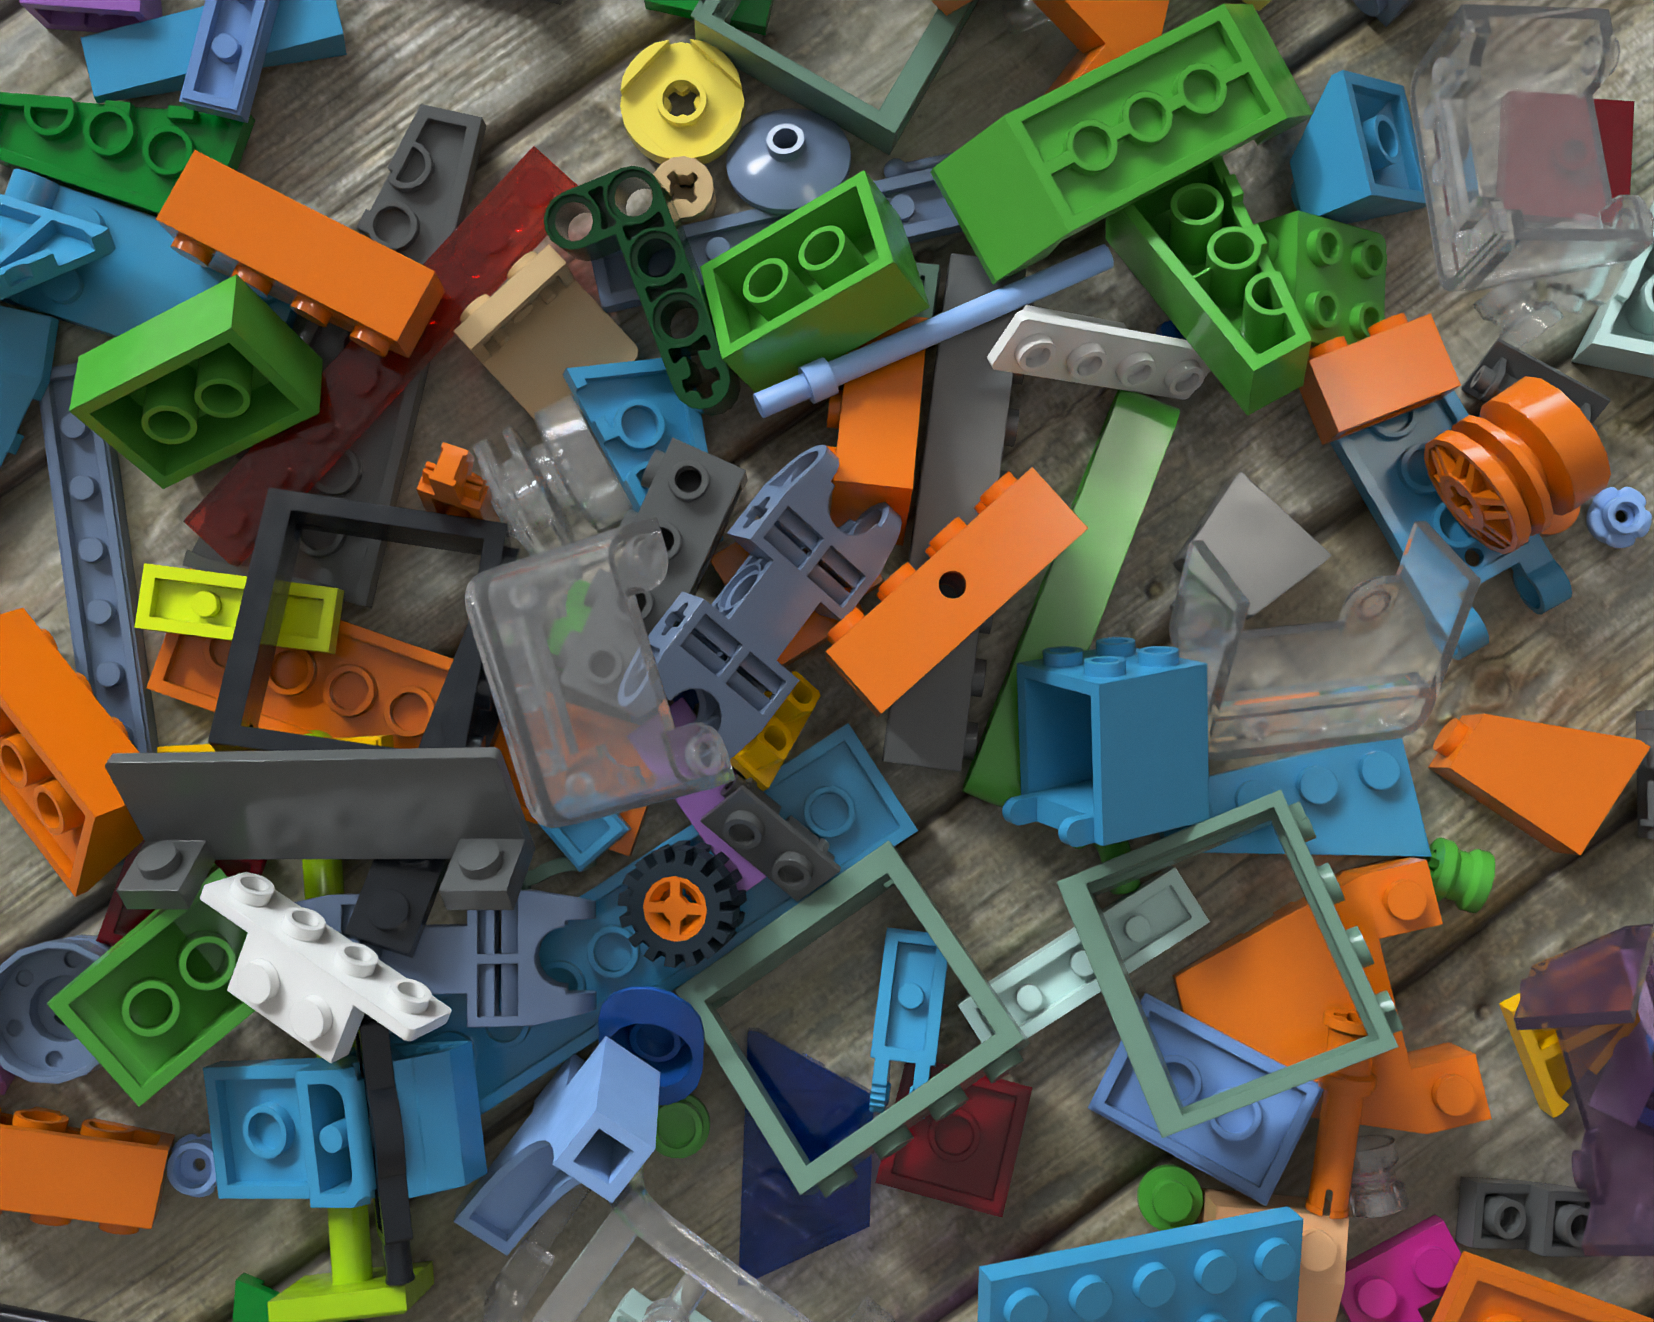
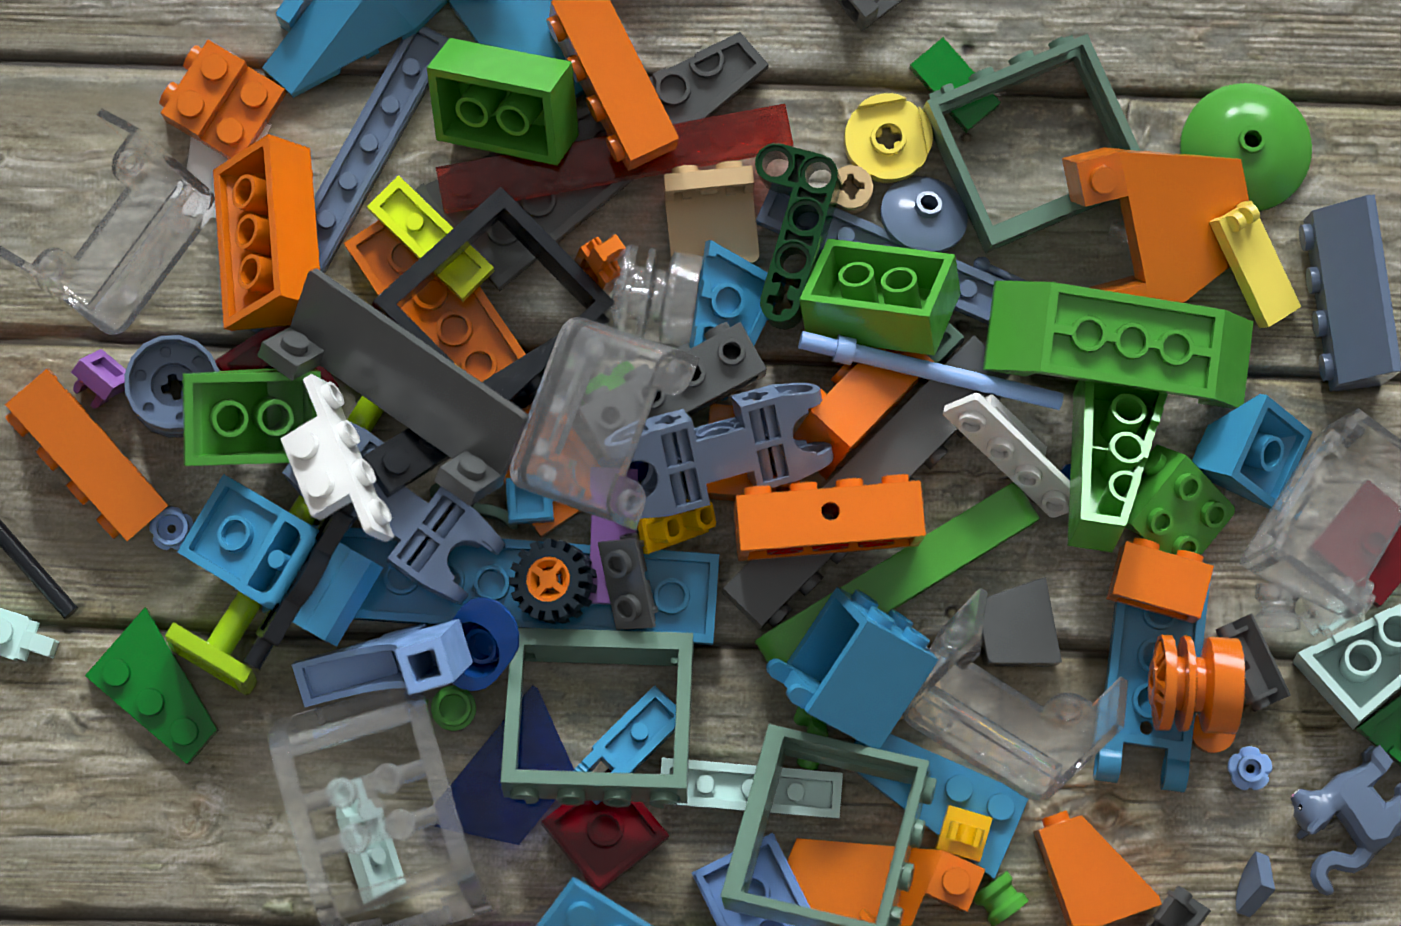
camera: 30 degrees right, 5 degrees down
(1363, 832) = (964, 833): none -> yellow tile

